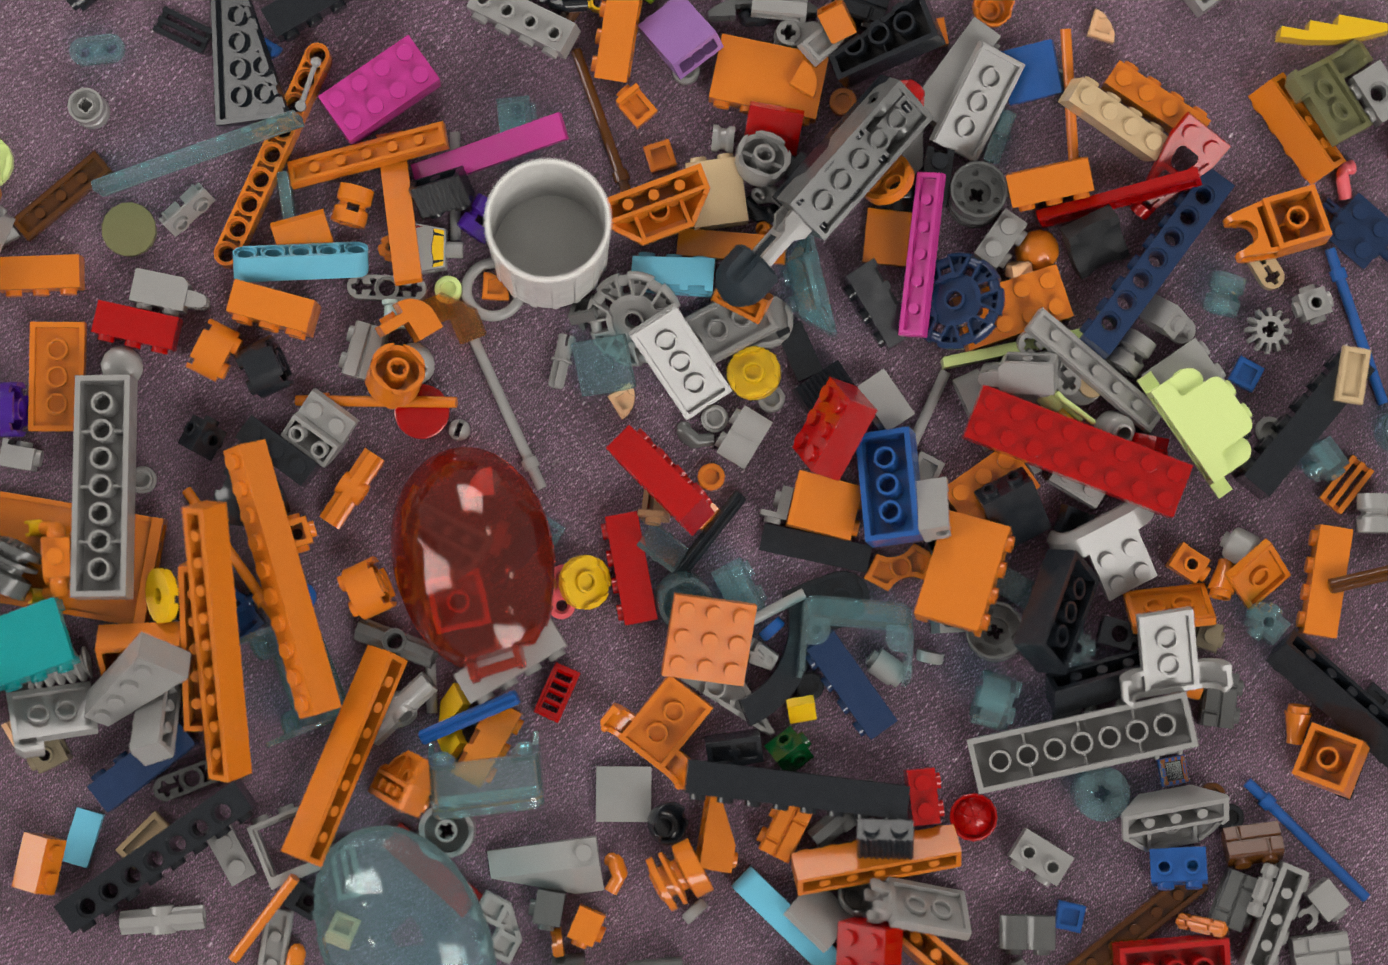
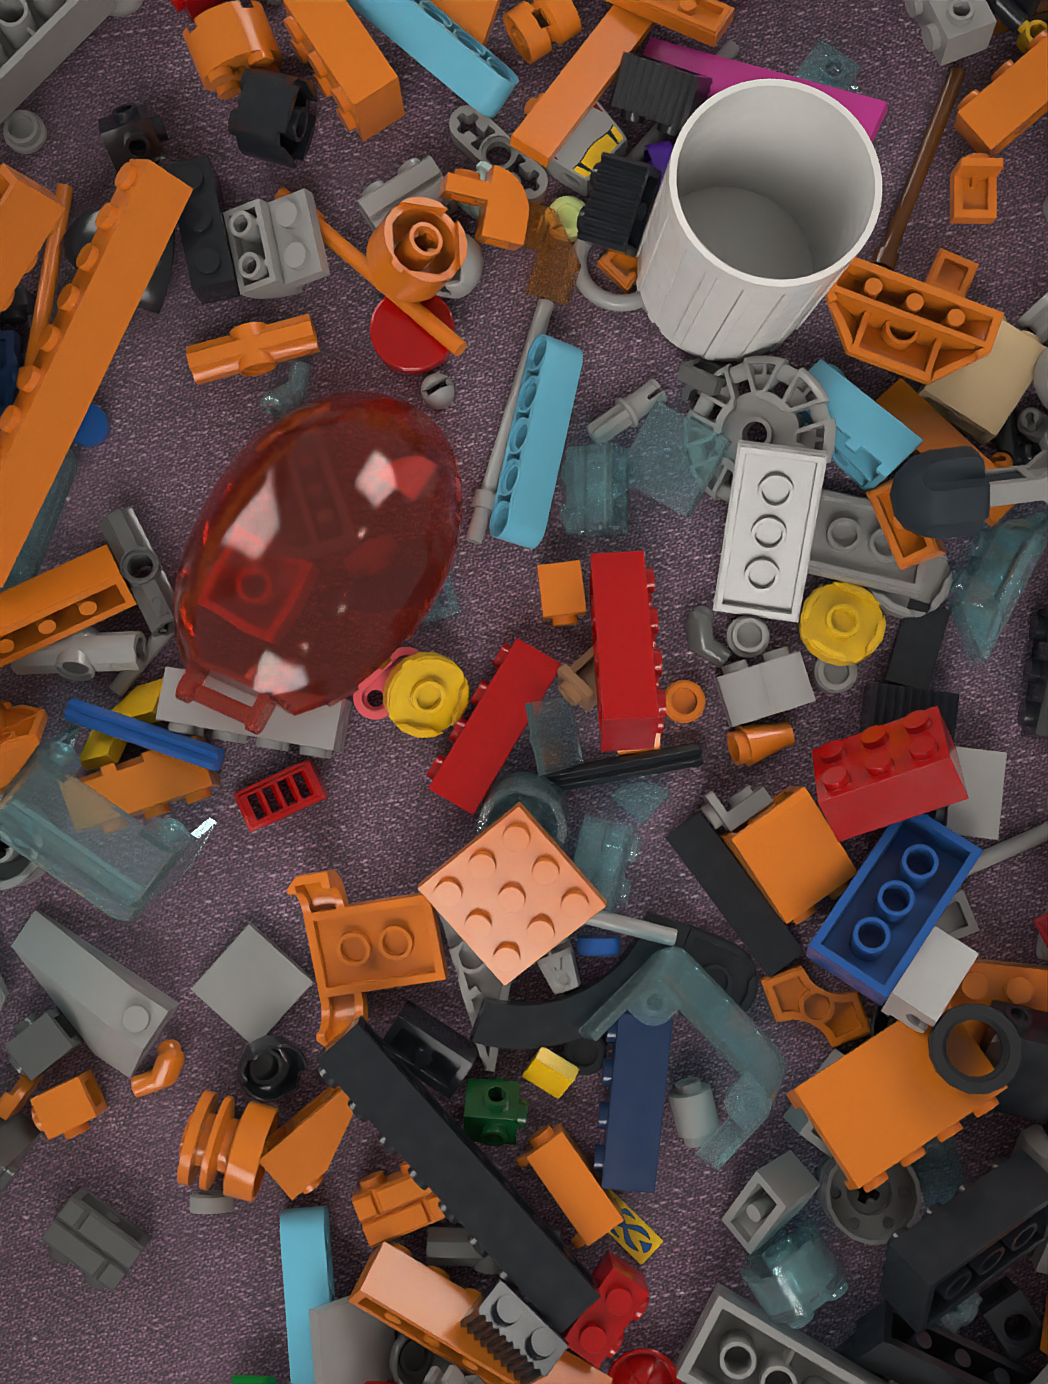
camera: 45 degrees right, 0 degrees up
(307, 528) = (158, 350): orange brick -> none
(367, 588) = (163, 478): orange brick -> none
(389, 495) = (289, 394): none -> clear light blue arm
(470, 266) = (618, 204): none -> black brick
(530, 414) = (536, 442): none -> medium azure beam
(580, 413) = (595, 491): none -> clear light blue brick
(606, 476) = (561, 592): none -> orange brick
(623, 402) = (657, 523): light nougat tile -> none
(731, 542) = (640, 799): none -> clear light blue tile
(763, 465) = (758, 741): none -> orange cone
(856, 751) = (572, 1183): none -> orange brick
(901, 751) = (634, 1234): none -> yellow sticker
(929, 656) = (761, 1148): light grey tile -> none
(956, 677) = (770, 1201): none -> light grey slope
(991, 538) = (1010, 1042): none -> black tyre

